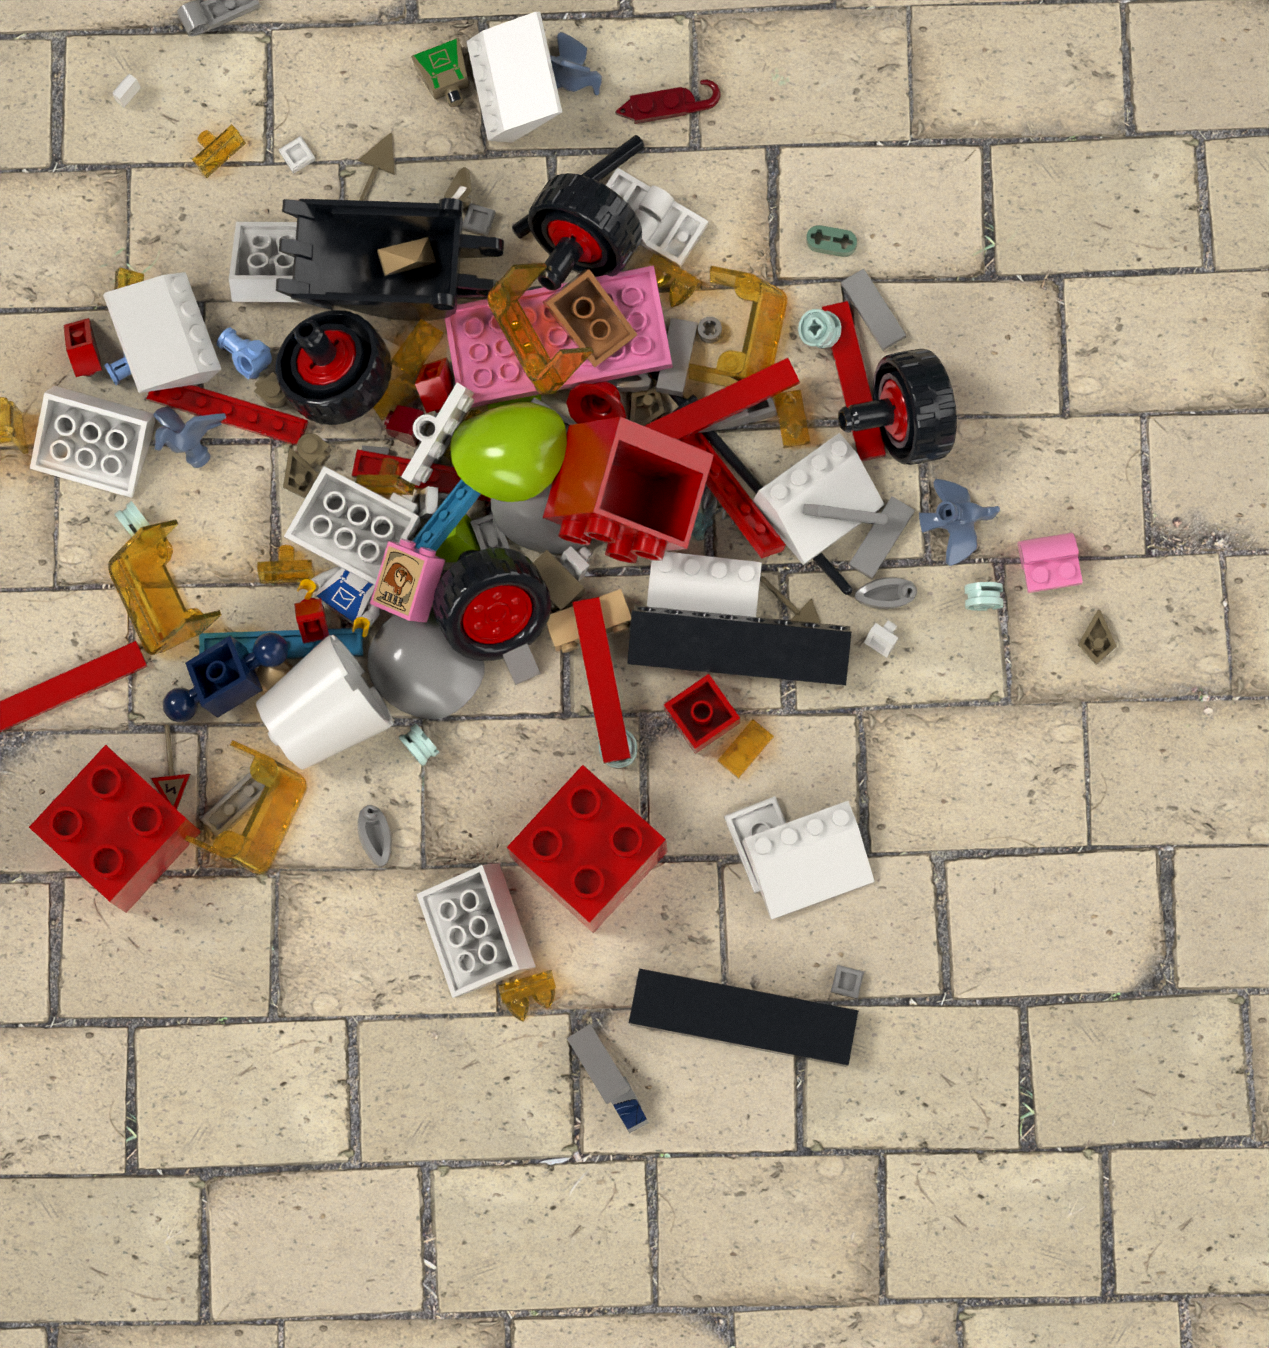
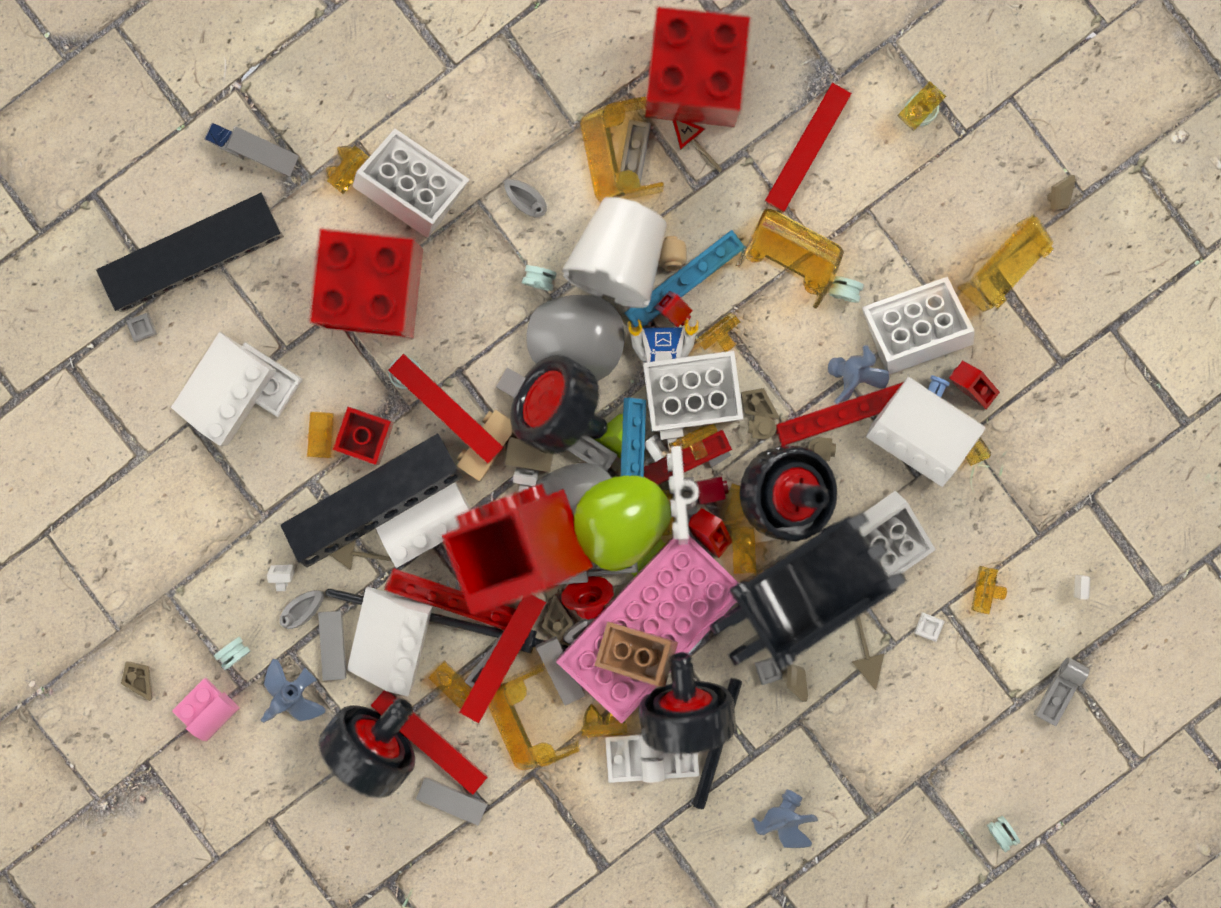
camera: 135 degrees right, 10 degrees up
(224, 676) = (703, 227): dark blue brick -> none
(248, 355) = (855, 460): light blue connector -> none
(406, 256) = (797, 608): tan slope -> none
(407, 580) = (624, 379): brick -> none
(443, 71) = (870, 758): torso -> none
(514, 78) = (815, 789): white slope -> none
(544, 373) = (668, 605): clear yellow windscreen -> none
(667, 104) = (698, 847): dark red plate -> none
(718, 329) = (547, 711): light grey bush -> none
(819, 328) = (476, 761): light aqua wheel -> none
(831, 247) = (517, 834): sand green beam -> none
(845, 514) = (361, 641): light grey tile -> none

